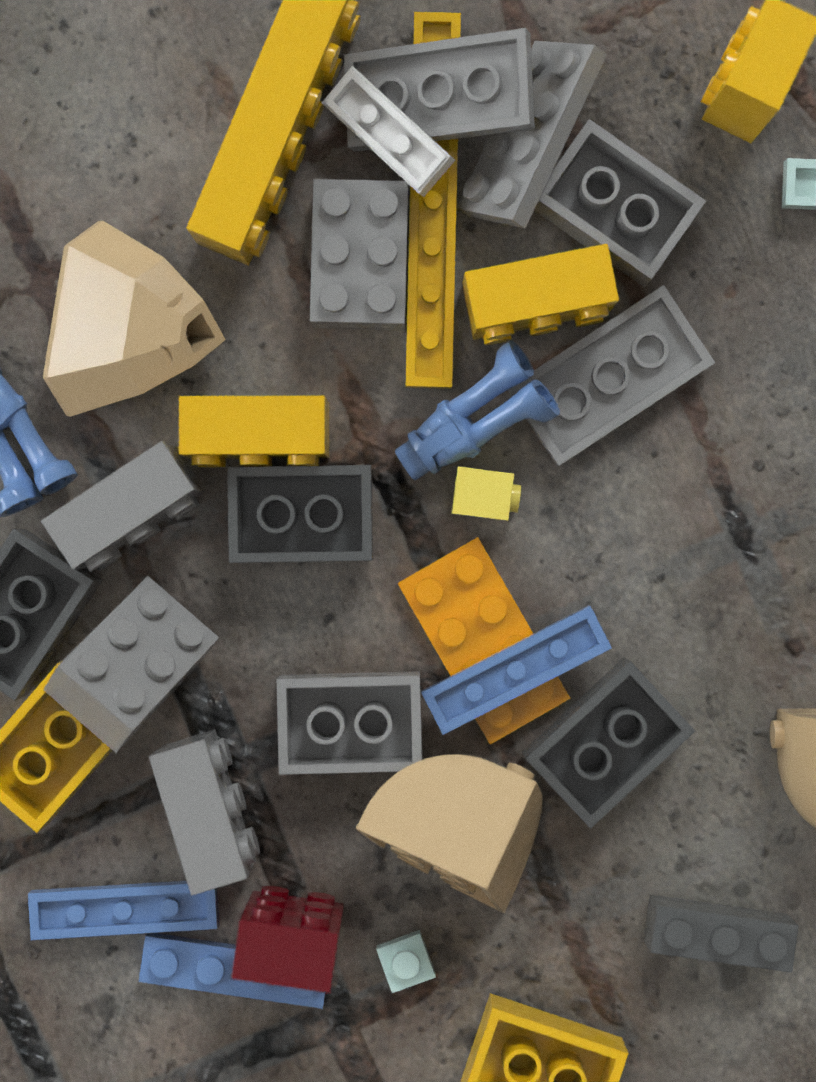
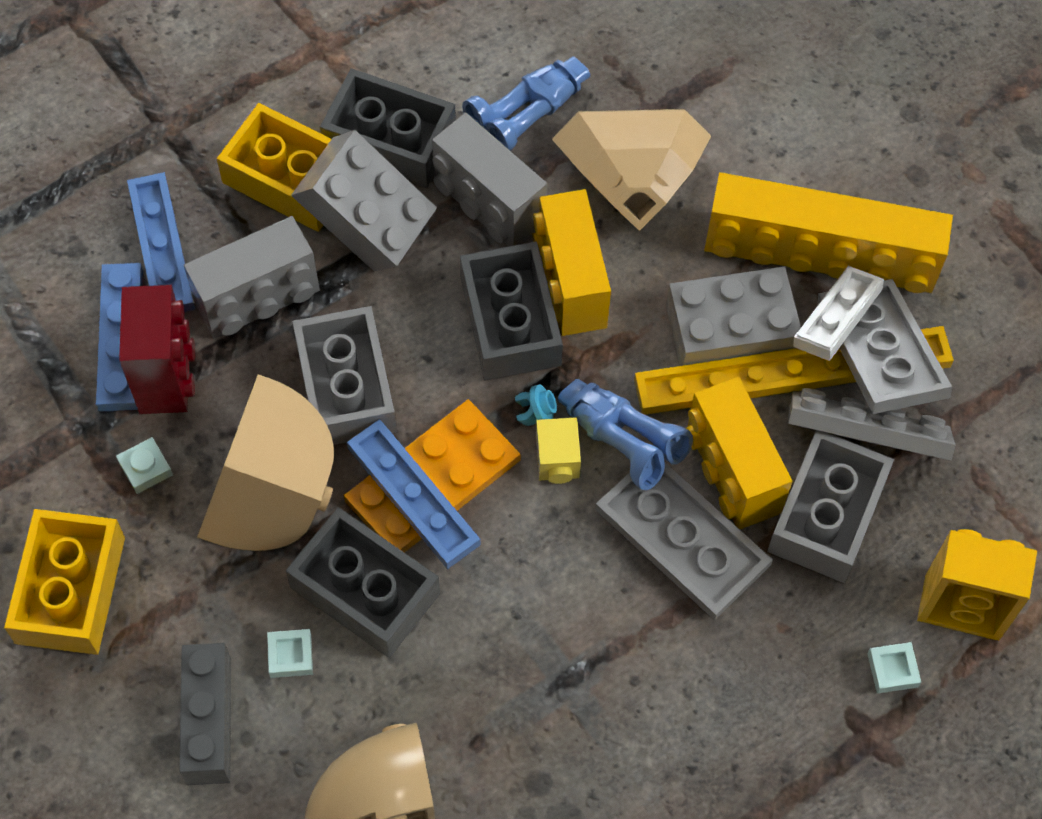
camera: 75 degrees right, 25 degrees down
(421, 500) = (541, 403): none -> medium azure plate
(664, 832) = (290, 653): none -> light aqua plate

